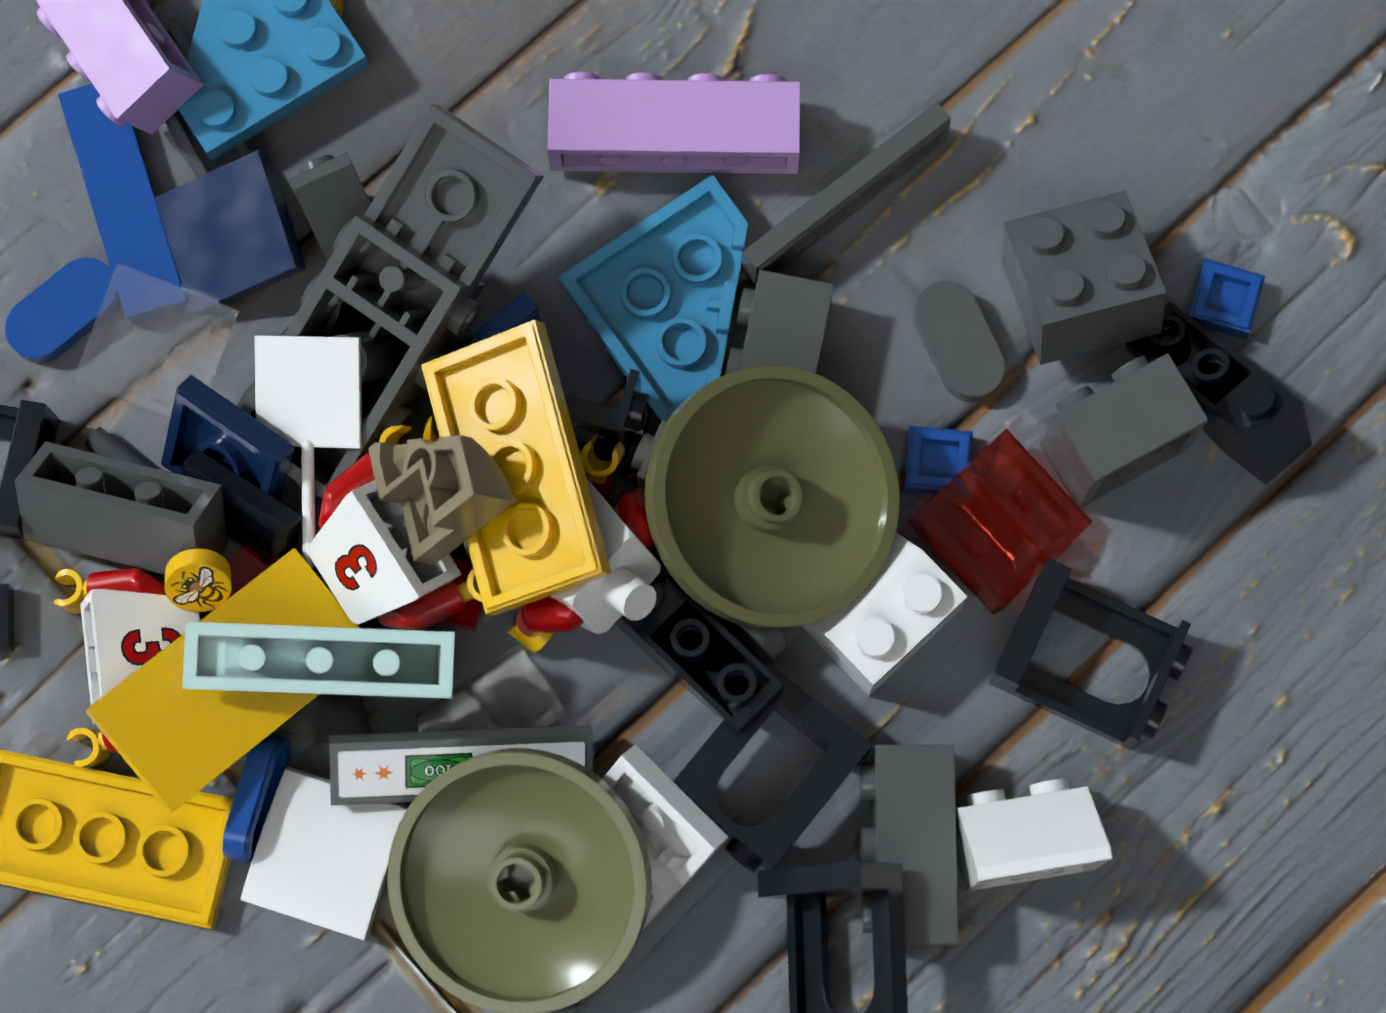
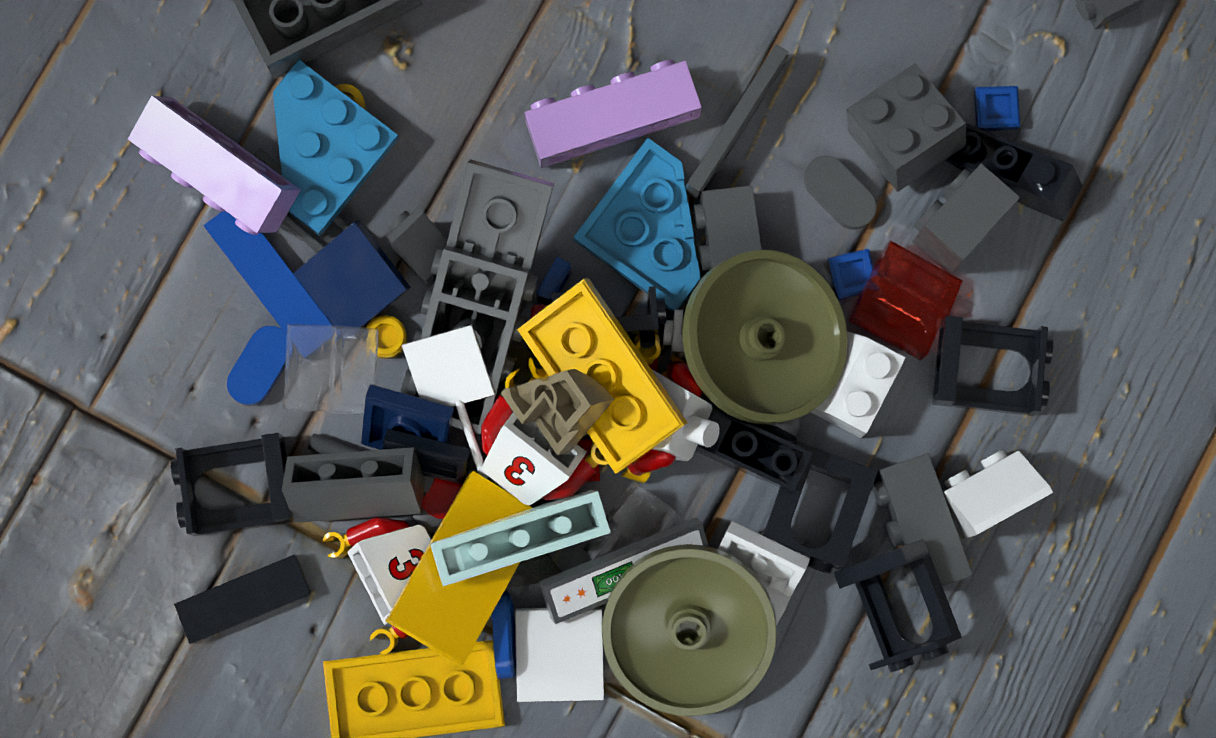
camera: 25 degrees left, 5 degrees up
(197, 580) = (421, 512): yellow tile -> none
(253, 319) = (390, 336): none -> yellow tile

